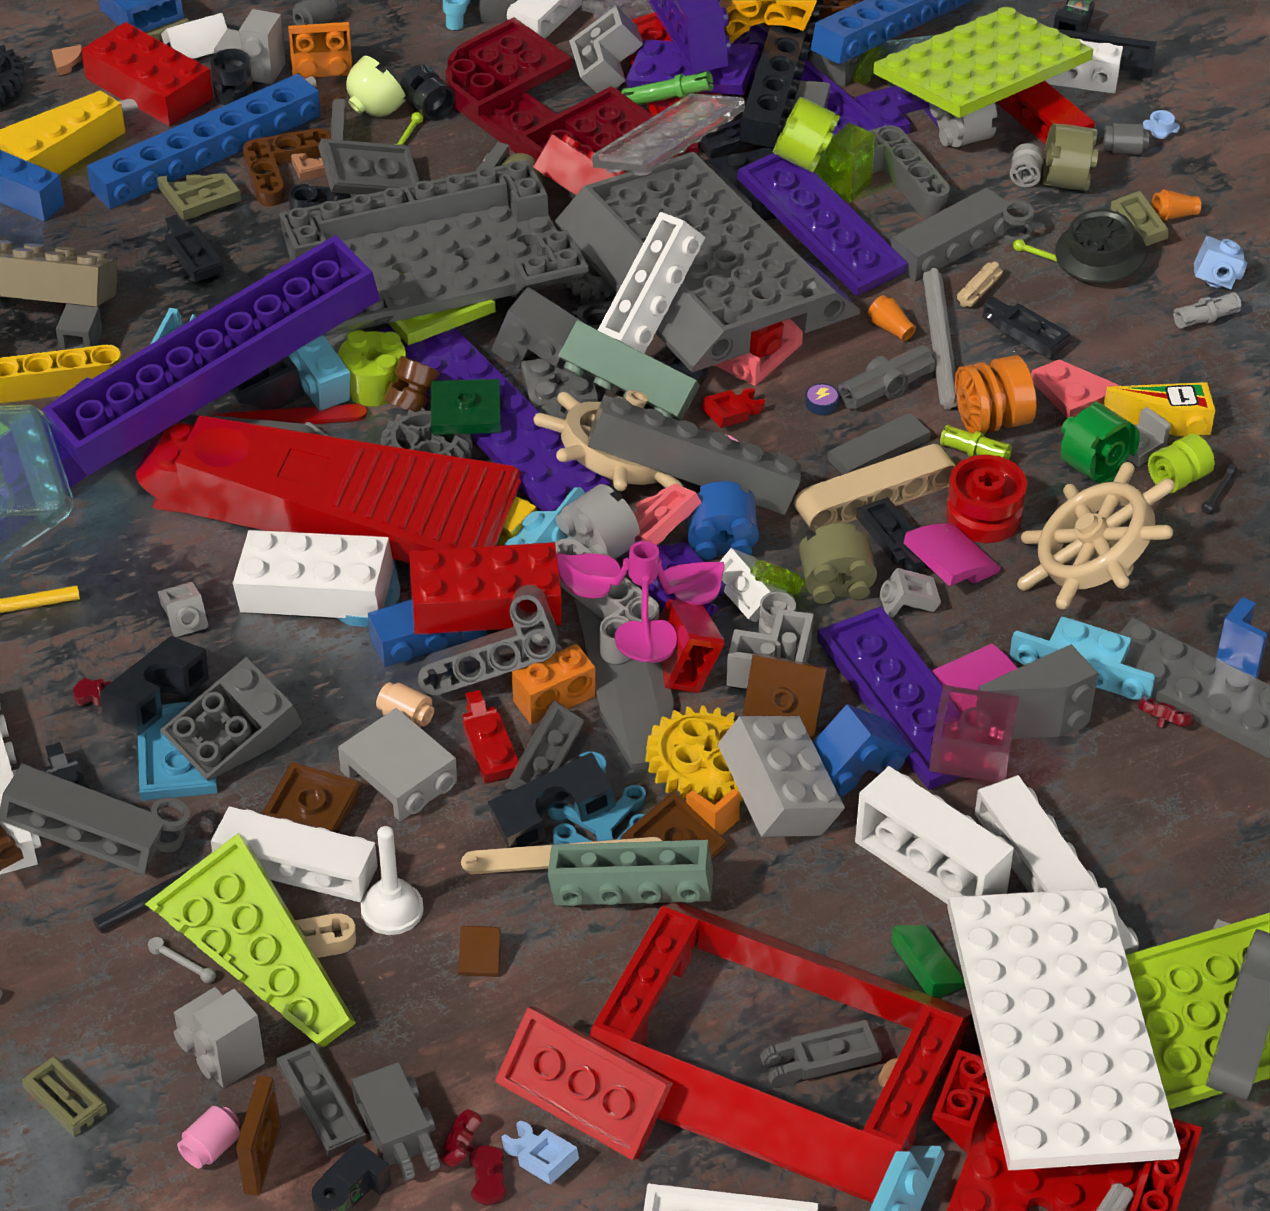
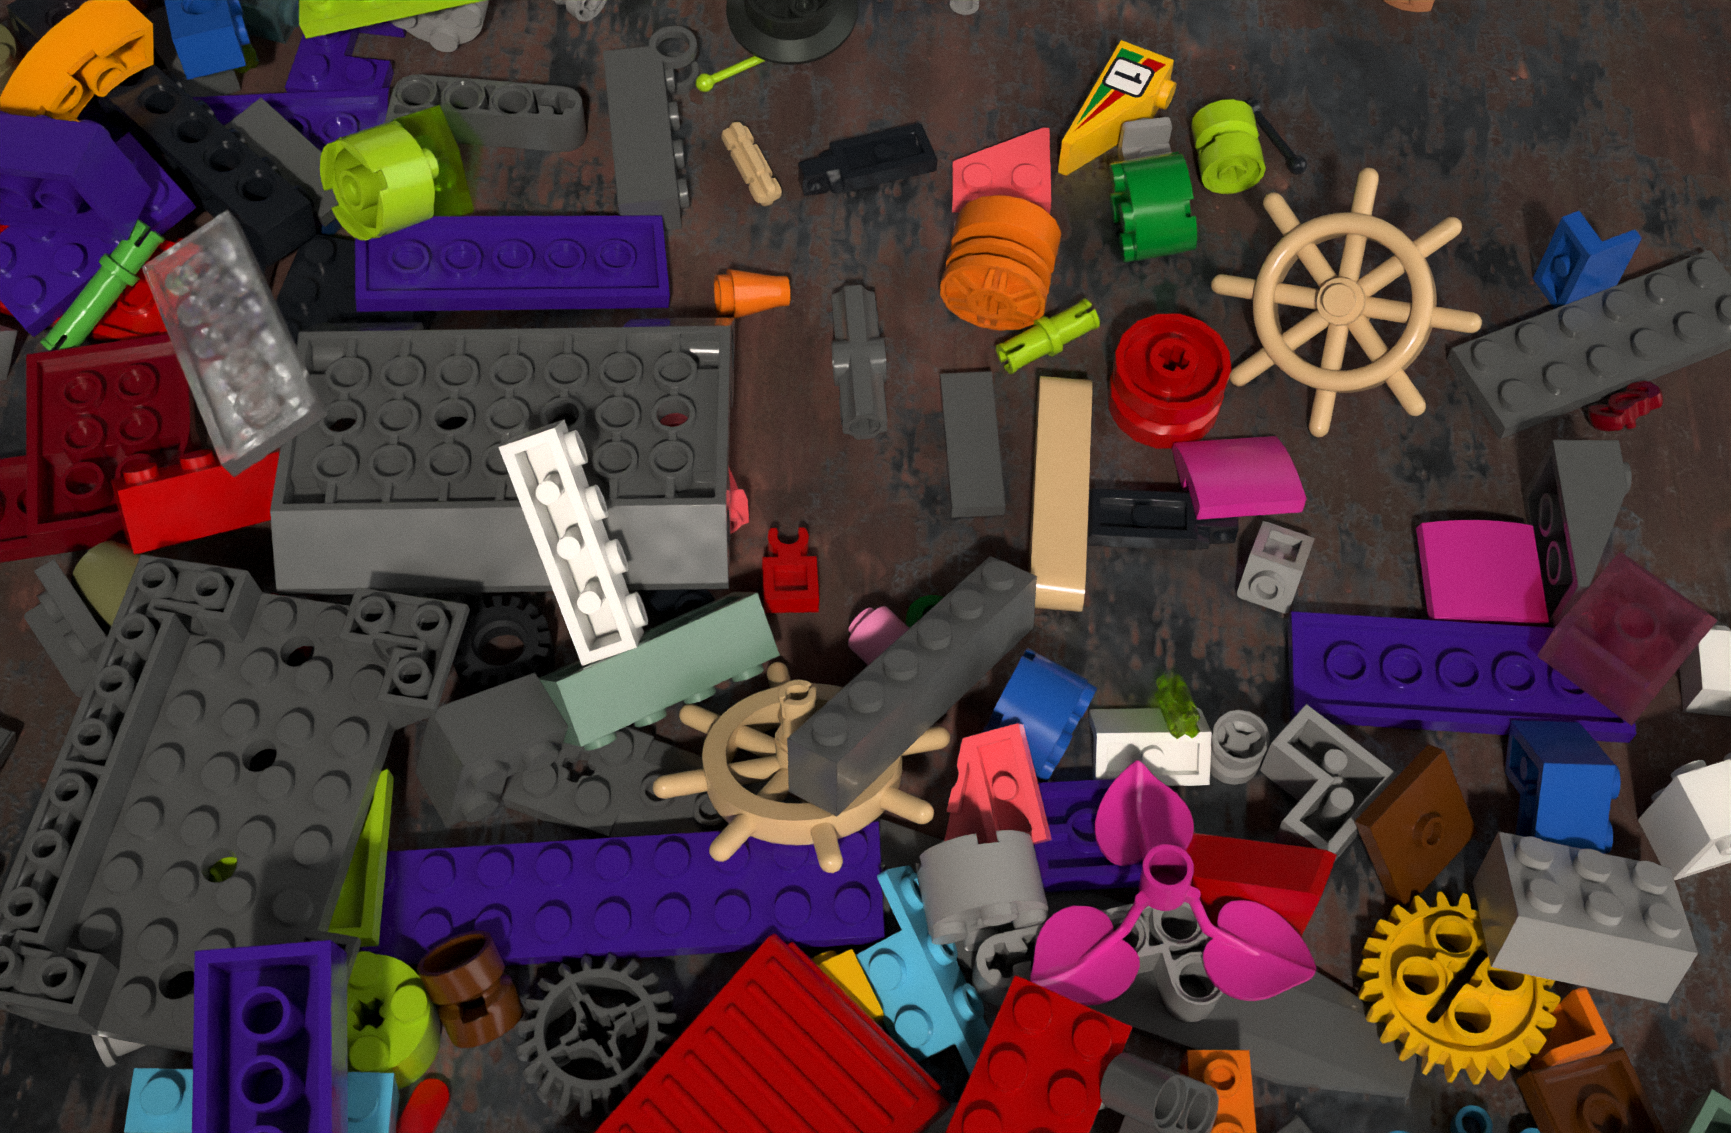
camera: 60 degrees left, 15 degrees up
(465, 406) = (587, 937): dark green plate -> none
(822, 399) = (839, 458): tile -> none
(838, 563) = (1201, 619): olive brick -> none
(940, 337) = (820, 260): light grey axle -> none
(1098, 646) = (1502, 429): medium azure bracket -> none

